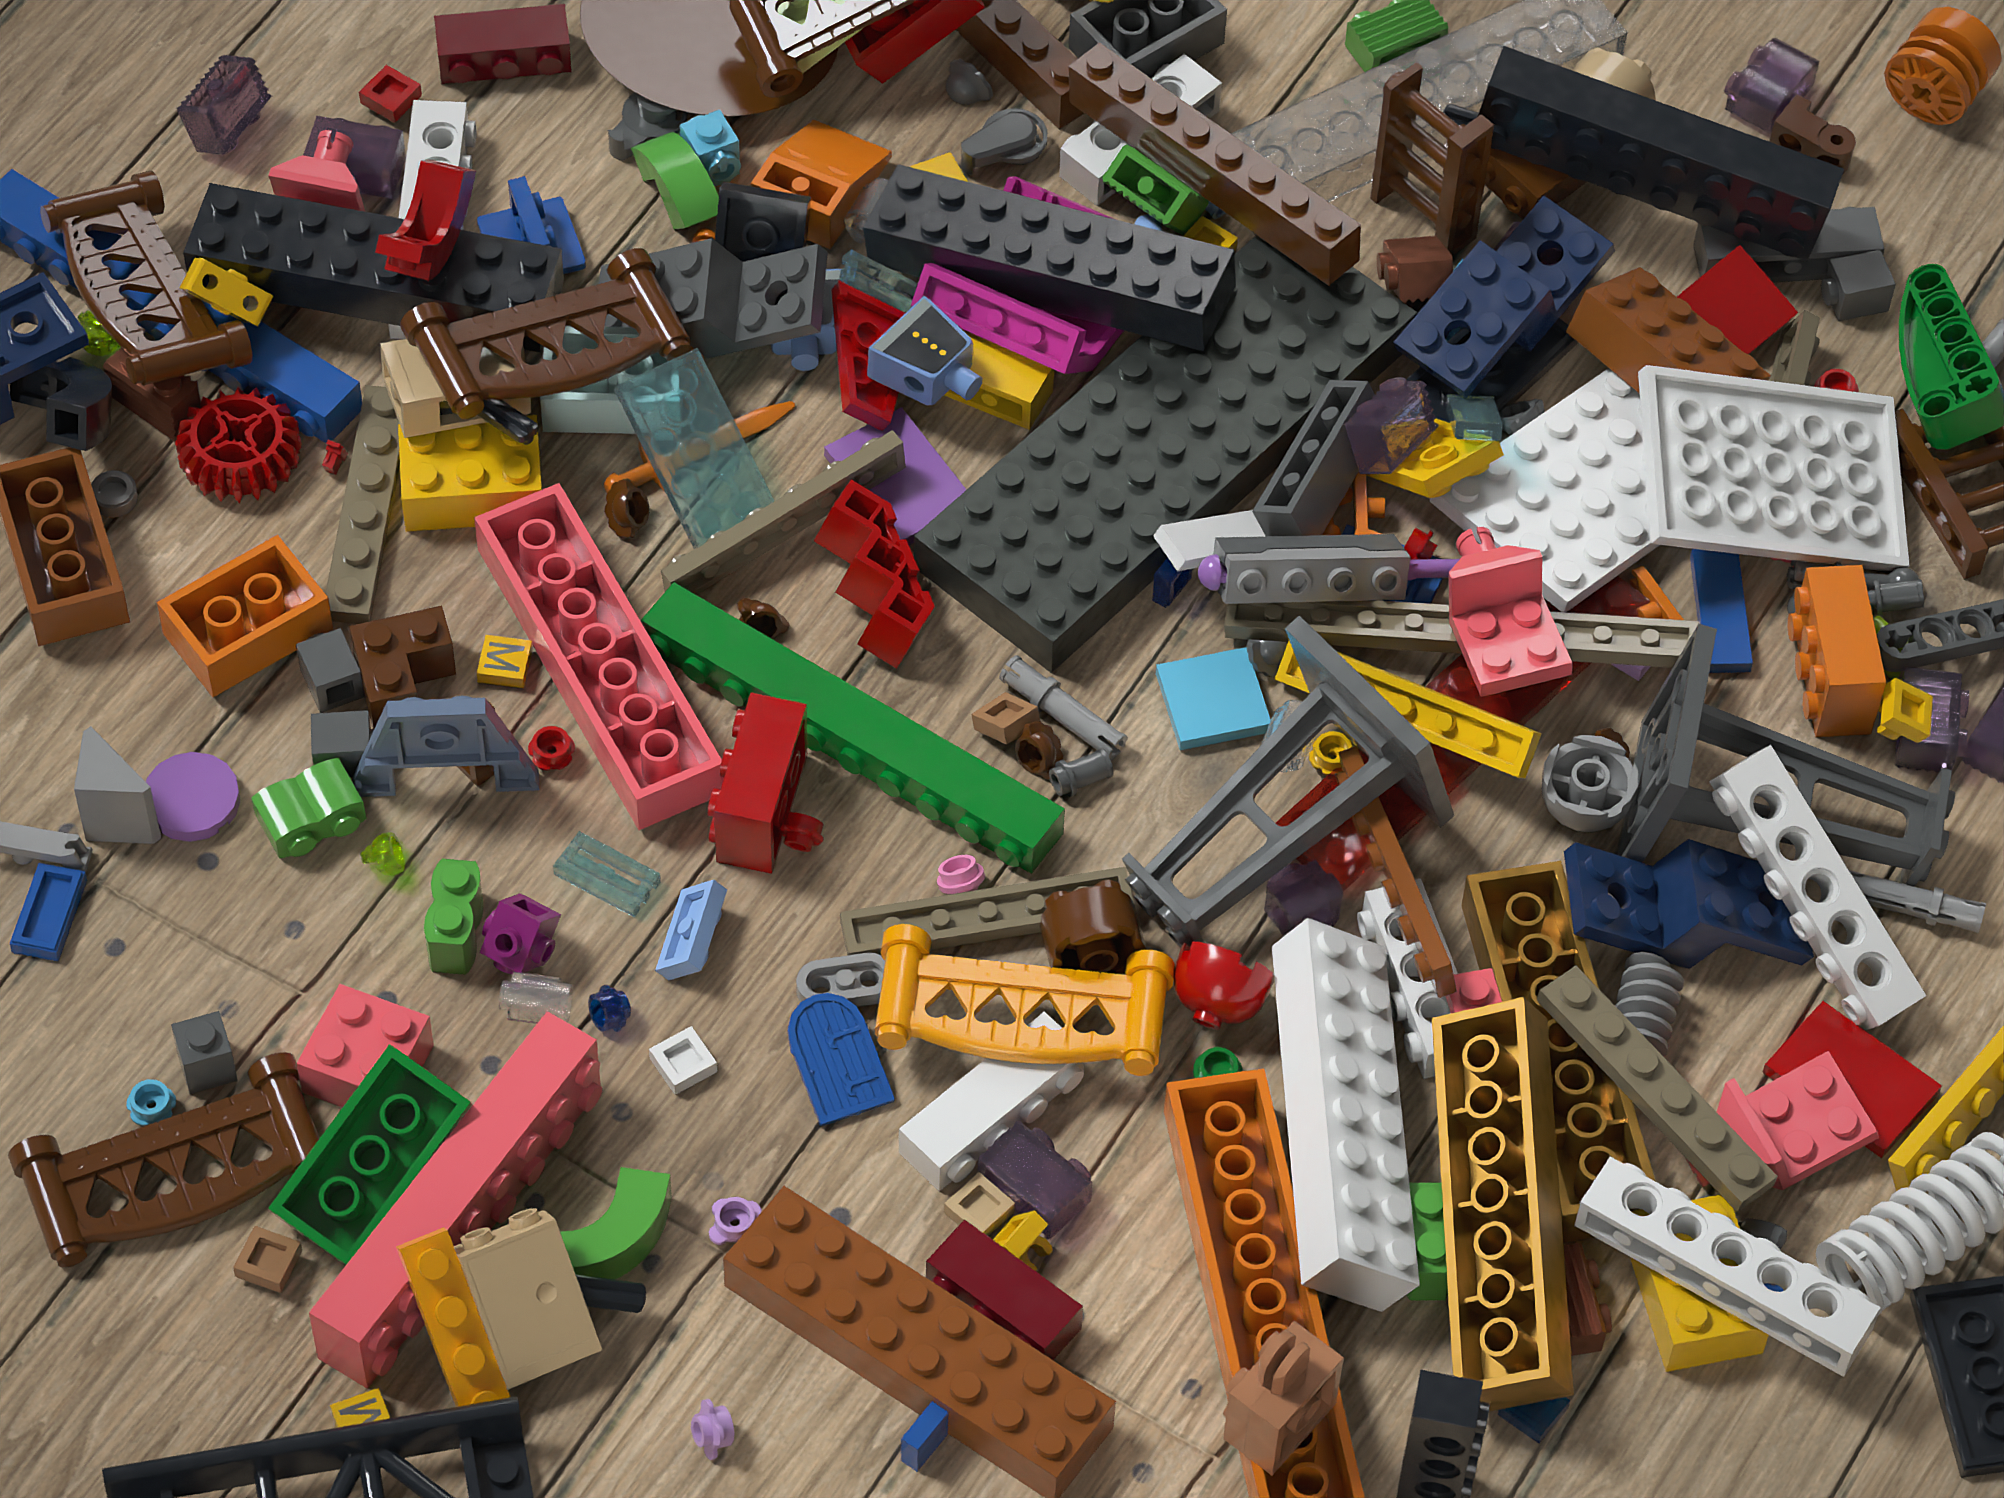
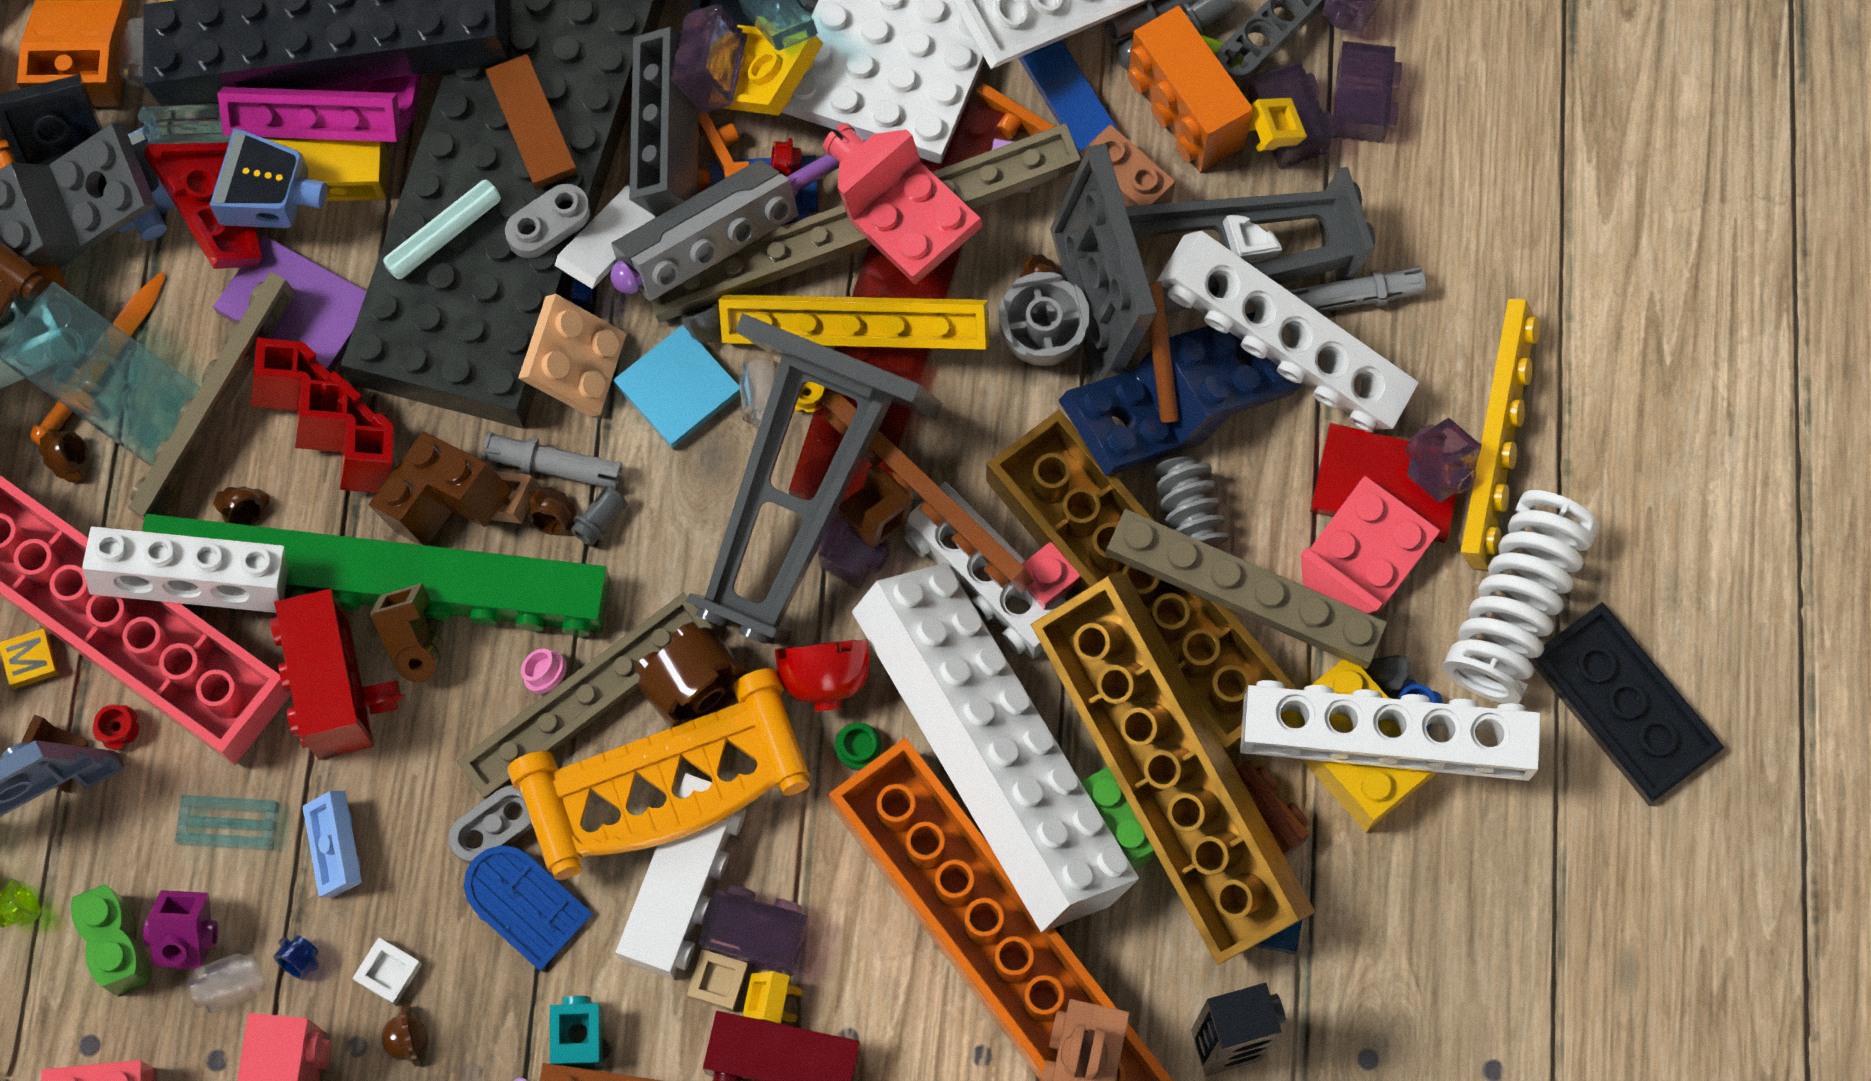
camera: 25 degrees left, 15 degrees up
(669, 1121) = (404, 1036): none -> reddish brown piece
(686, 632) = (184, 569): none -> white brick
(826, 1171) = (563, 1019): none -> teal brick
(852, 784) = (406, 633): none -> reddish brown leg
(946, 674) = (433, 484): none -> reddish brown brick
(1066, 460) = (442, 229): none -> light aqua axle
(1129, 624) = (572, 355): none -> light nougat plate
(1168, 495) = (550, 222): none -> light grey plate
(1196, 408) = (531, 121): none -> dark orange tile
(1345, 871) = (876, 508): none -> reddish brown panel
(1682, 847) = (1162, 358): none -> dark orange bar
(1738, 690) = (1137, 175): none -> nougat brick
(1824, 795) = (1249, 239): none -> white tile
(1912, 1069) = (1443, 459): none -> clear purple brick

